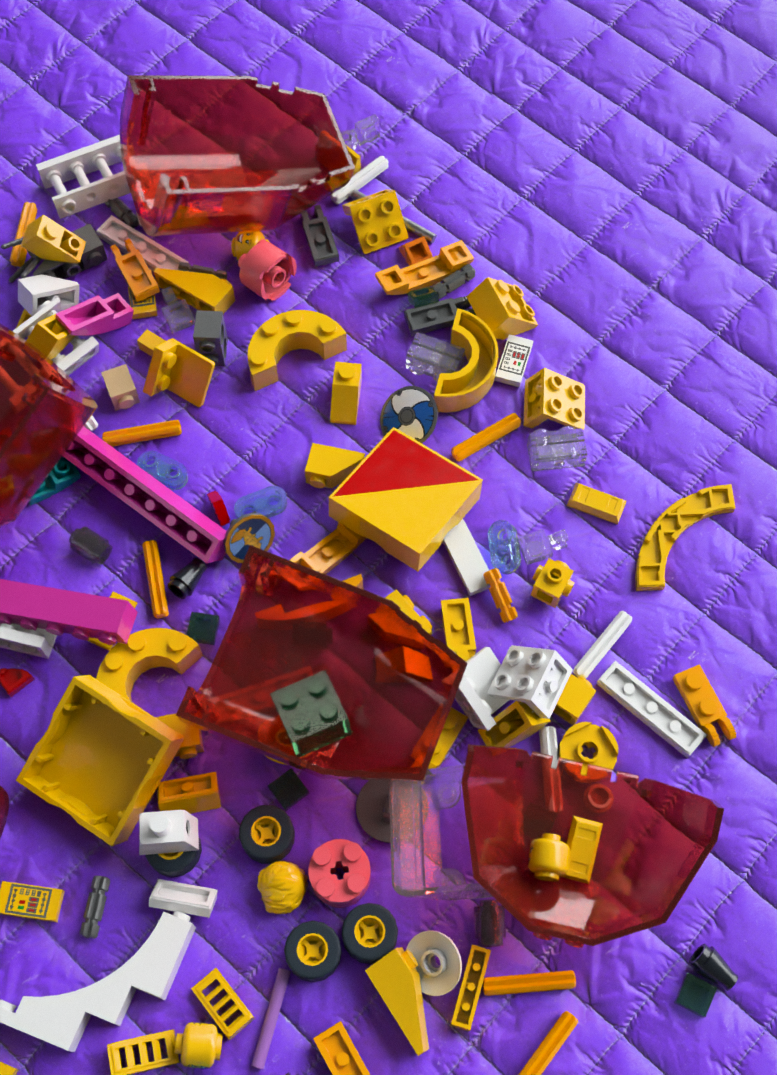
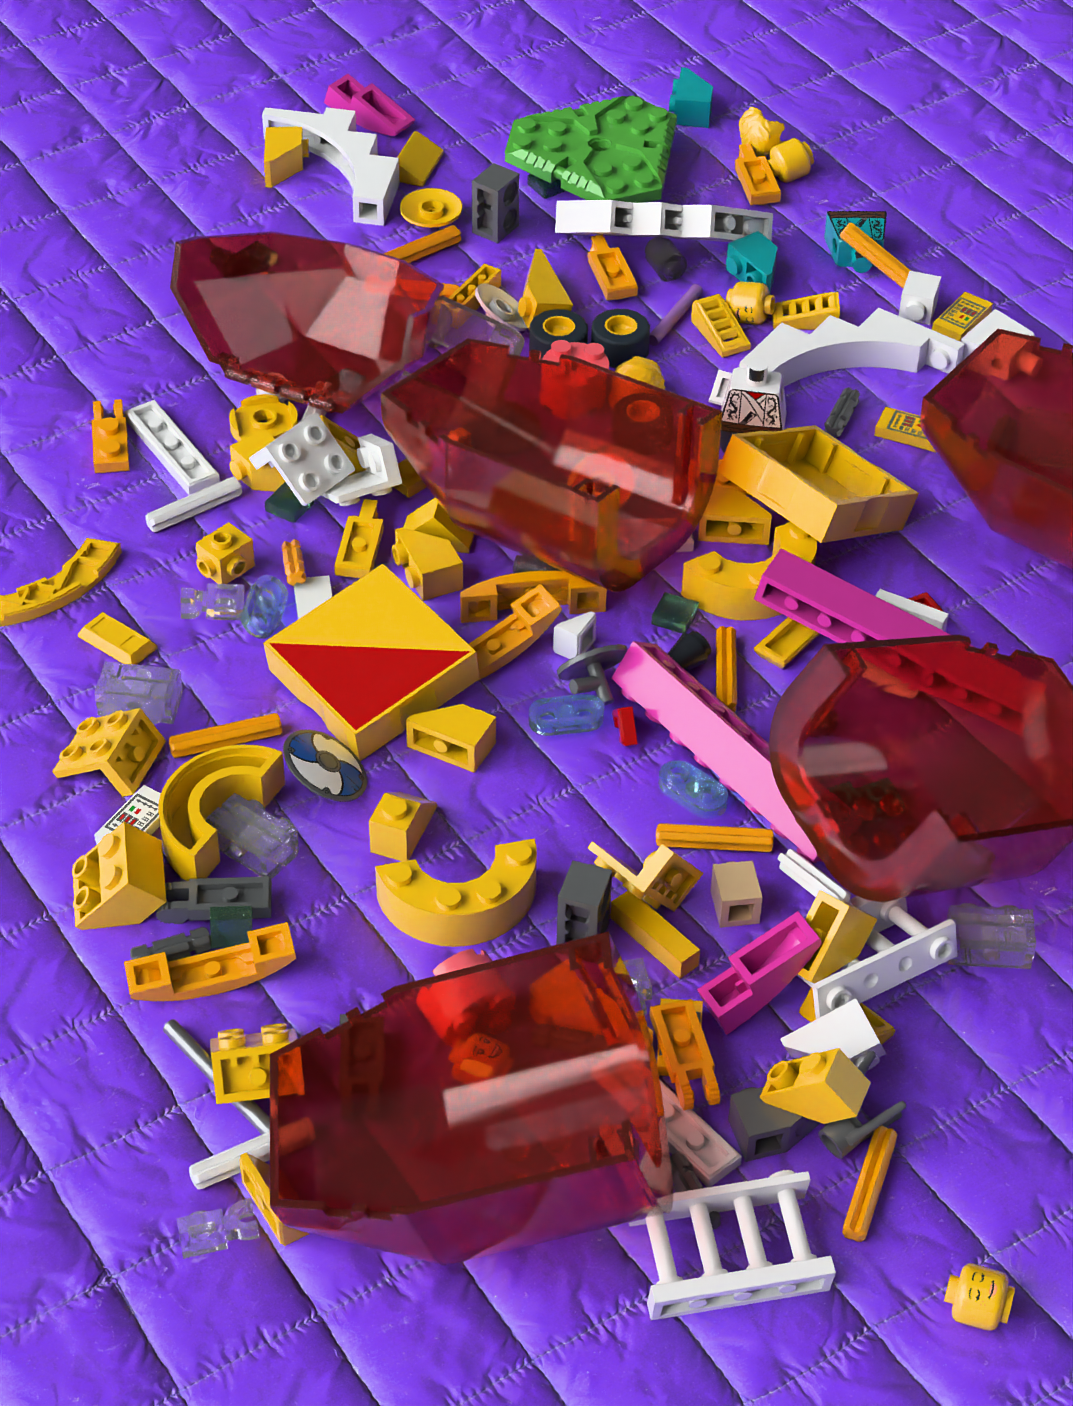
camera: 165 degrees left, 20 degrees down
(311, 713) = (569, 451): brick -> none
(416, 251) = (208, 1013): orange slope -> none
(548, 857) = (352, 340): yellow head -> none
(583, 845) = (314, 346): yellow tile -> none

